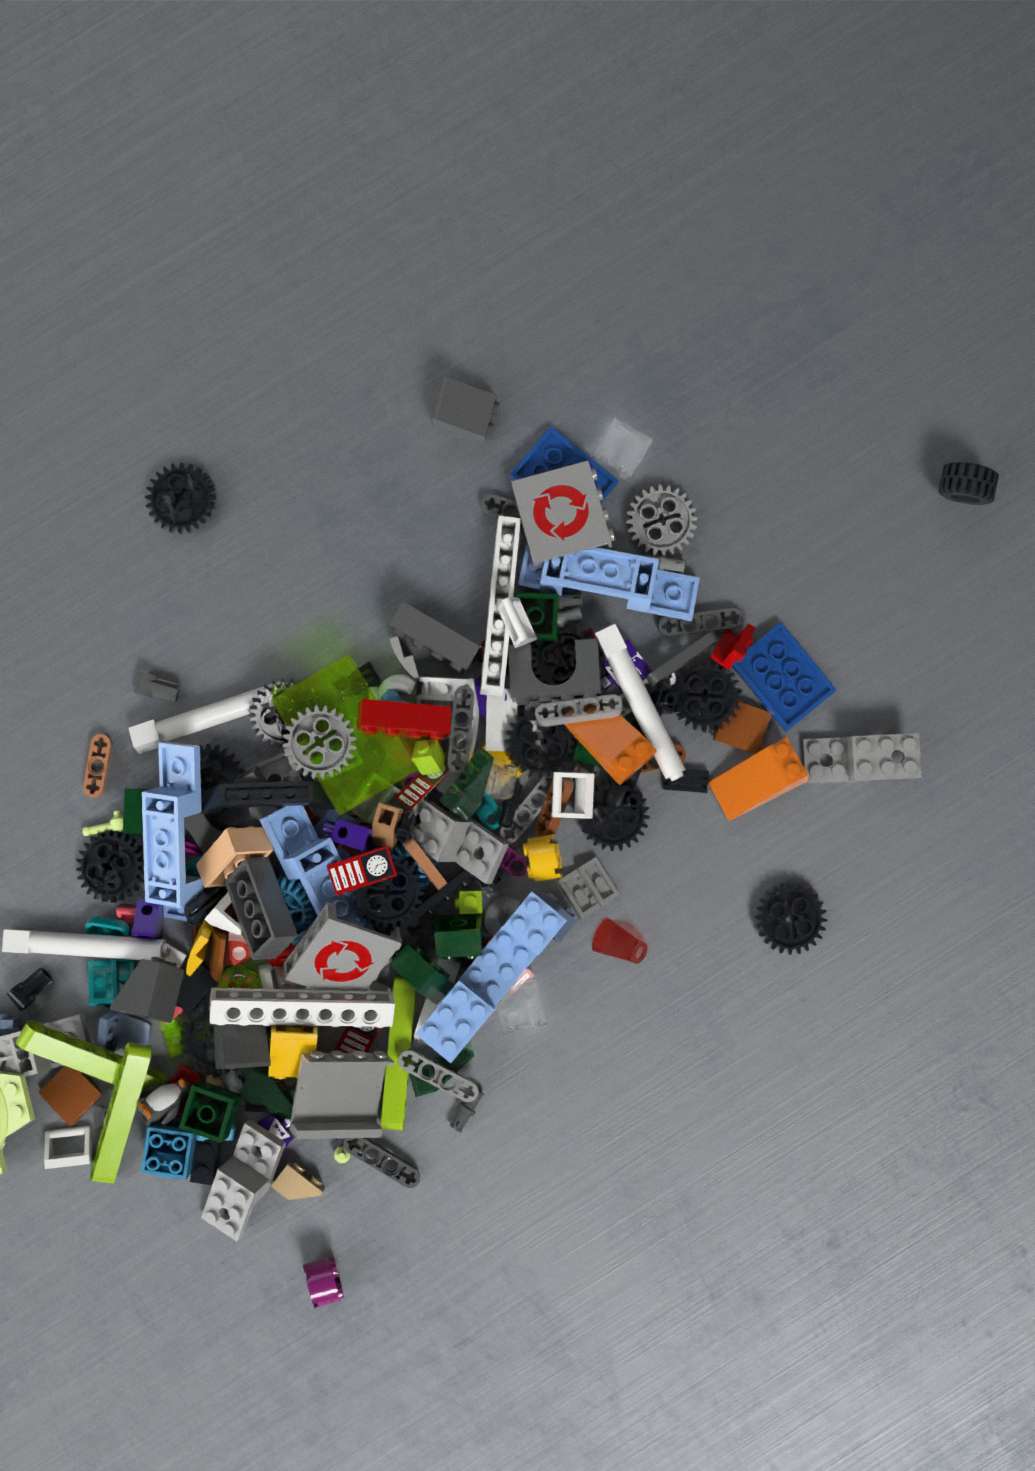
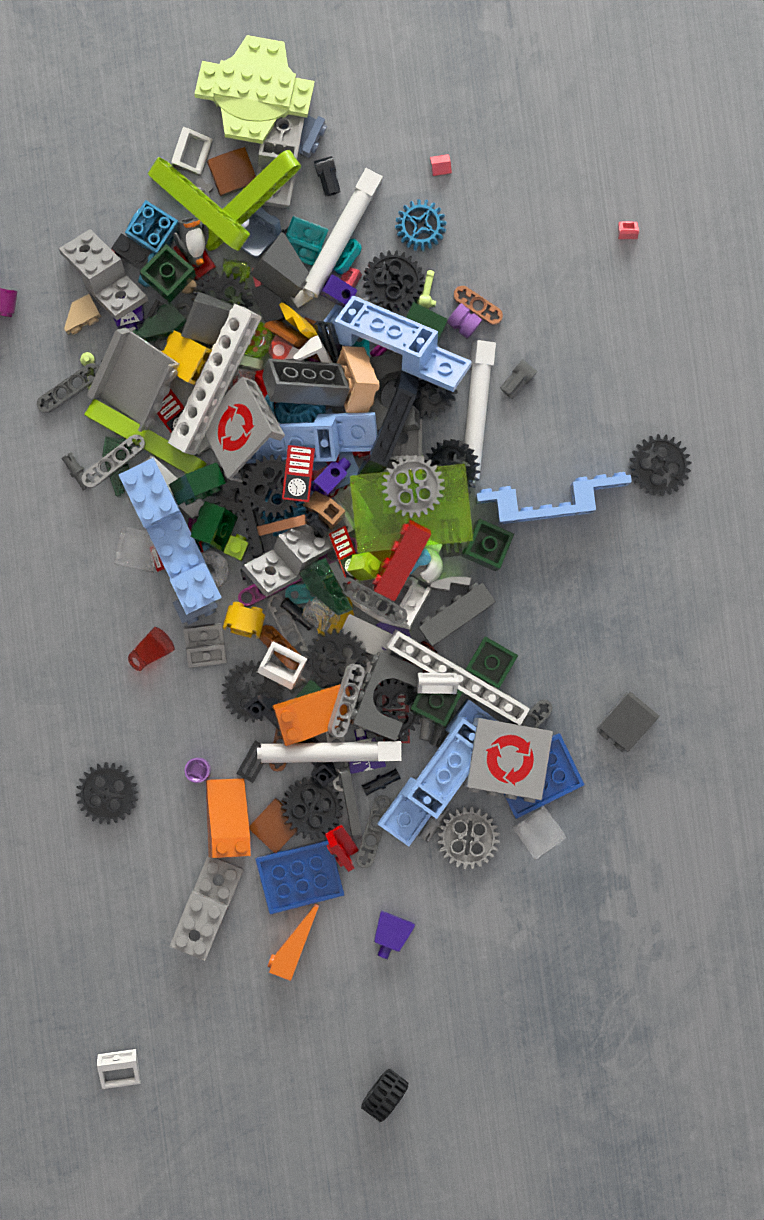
camera: 115 degrees right, 0 degrees up
(36, 873) = (429, 210): none -> dark azure gear
(120, 772) = (464, 321): none -> medium lavender wheel
(248, 565) = (582, 499): none -> light blue bracket
(346, 636) = (488, 545): none -> dark green brick
(468, 578) = (491, 662): none -> dark green brick
(645, 637) = (381, 782): none -> black pin
(722, 834) = (197, 770): none -> medium lavender wheel
(796, 554) = (391, 933): none -> dark purple torso
(867, 650) = (288, 955): none -> orange slope

